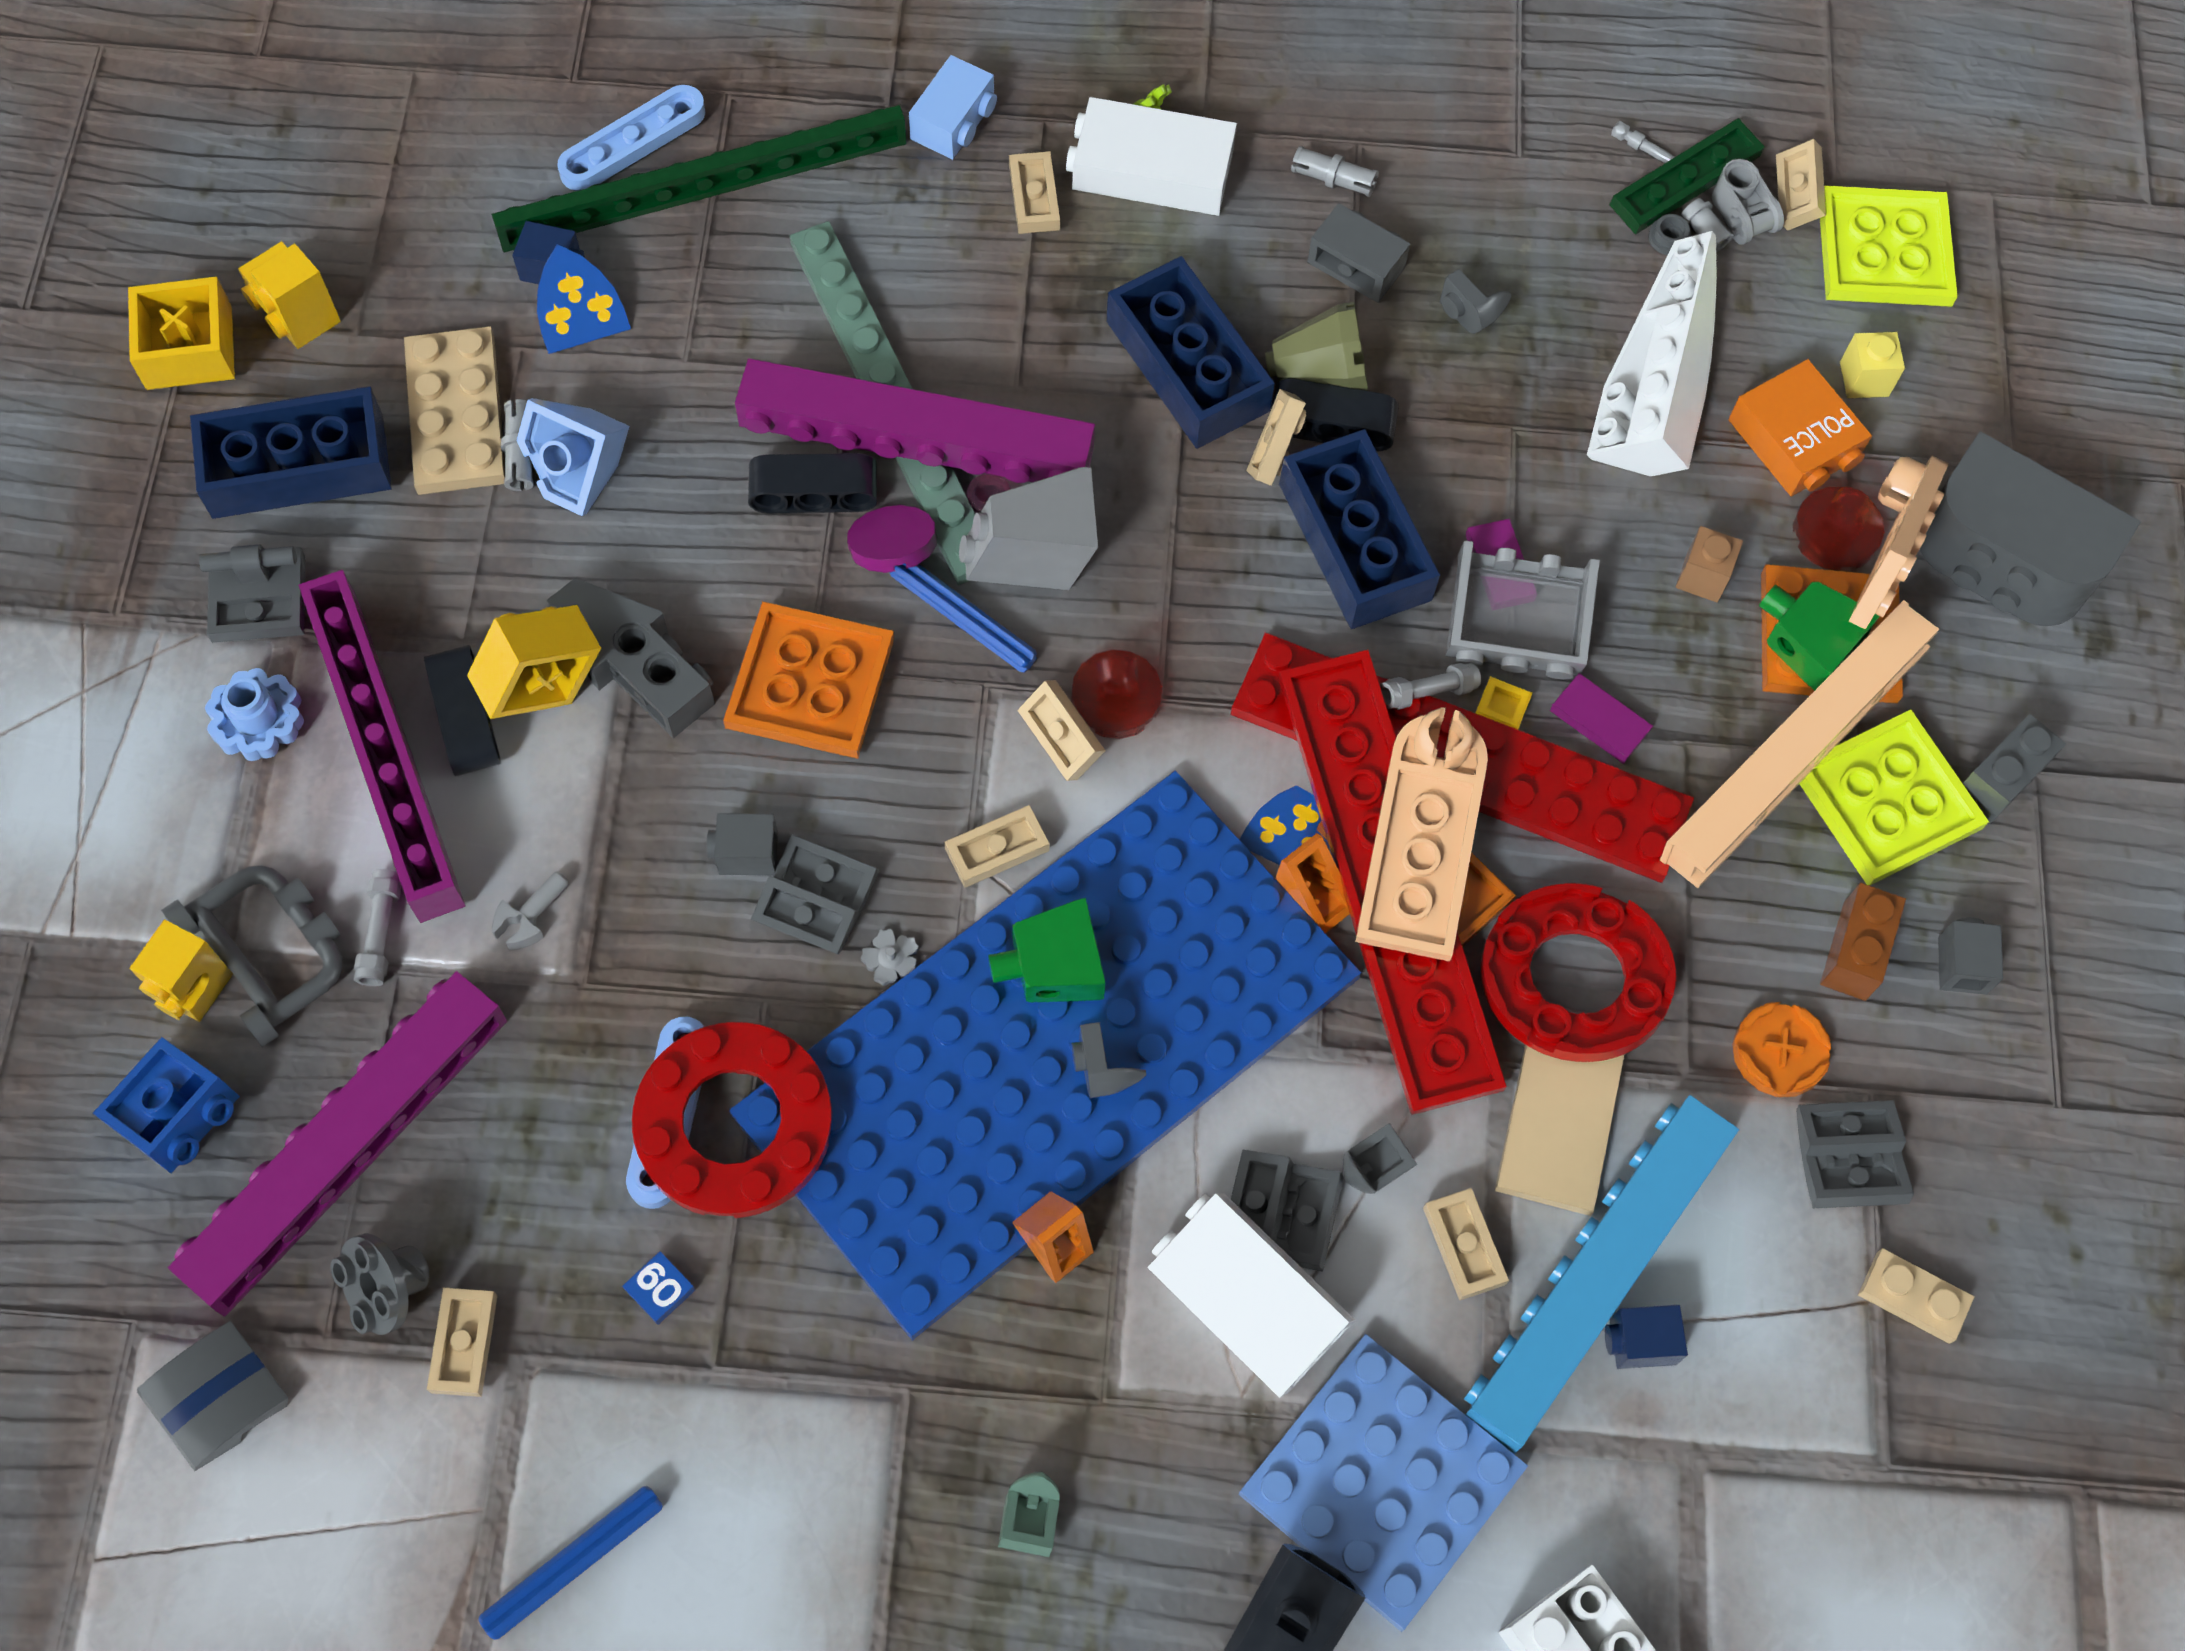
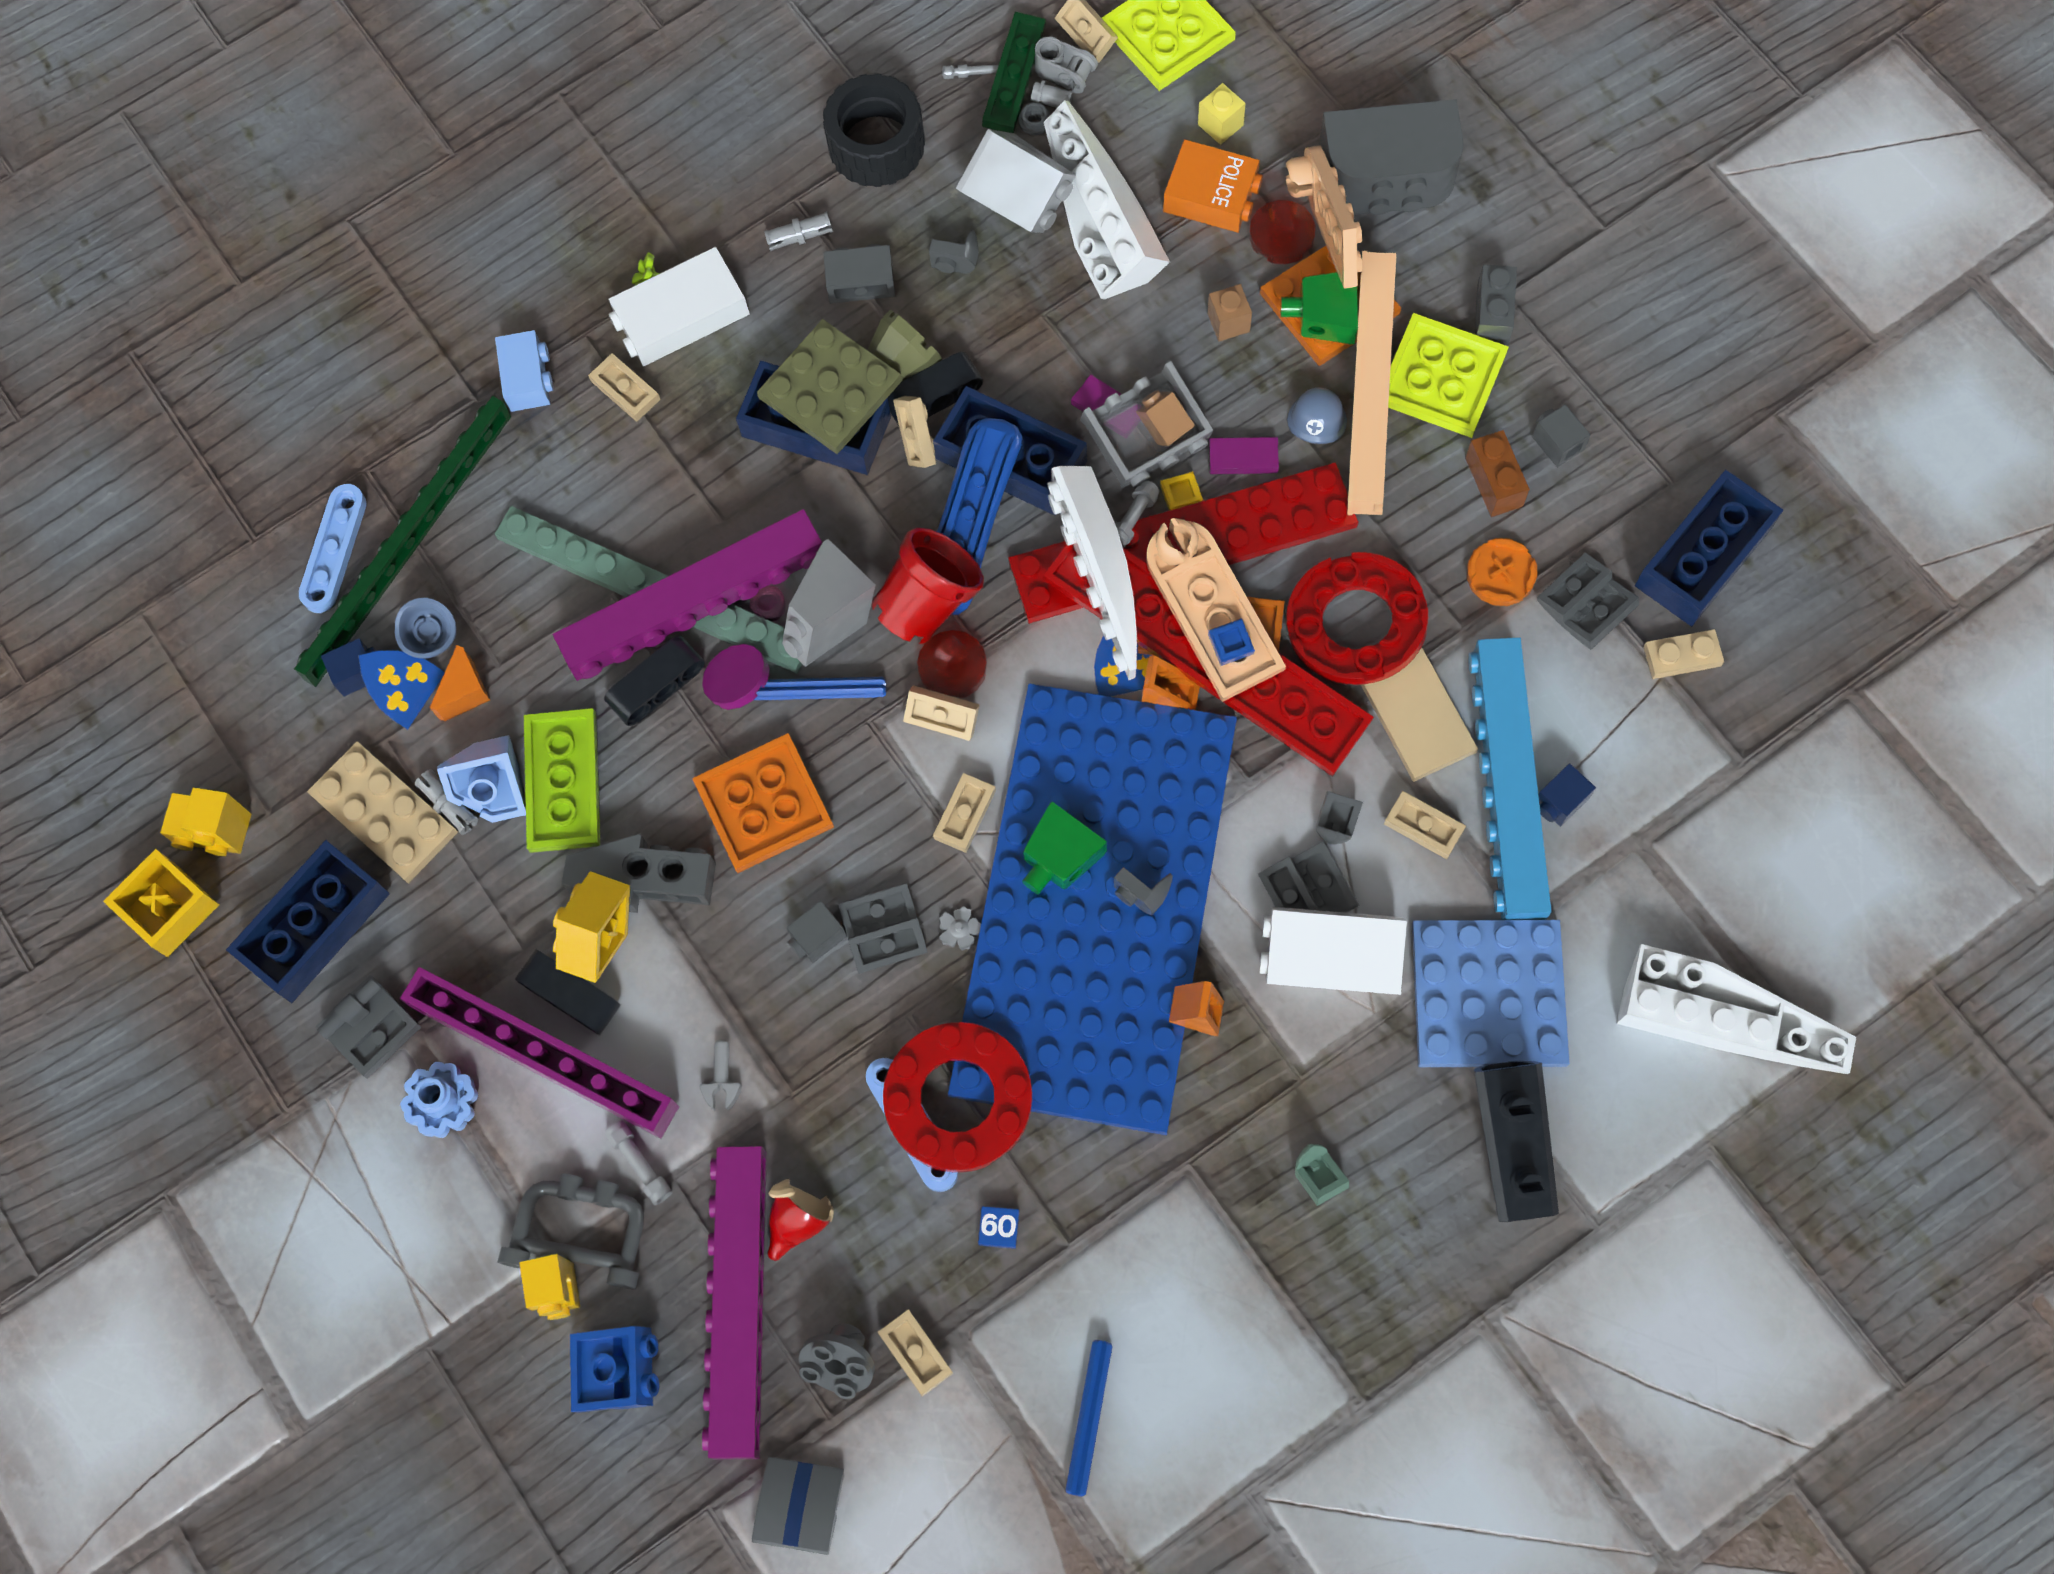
camera: 30 degrees left, 5 degrees up
(470, 1104) = (795, 1218): none -> red hat
(627, 349) = (459, 688): none -> orange slope
(641, 508) = (561, 780): none -> lime plate
(642, 268) = (424, 628): none -> sand blue helmet
(1151, 587) = (926, 584): none -> red piece
(1226, 328) = (829, 386): none -> olive plate
(1258, 556) = (979, 486): none -> blue piece
(1349, 697) = (1099, 557): none -> white wedge
(1413, 885) = (1231, 642): none -> blue tile
(1501, 90) = (866, 98): none -> black tyre
(1544, 611) = (1164, 417): none -> medium nougat brick
(1593, 272) = (1016, 181): none -> slope
(1715, 738) = (1317, 416): none -> sand blue helmet
(2040, 1202) = (1708, 548): none -> dark blue brick

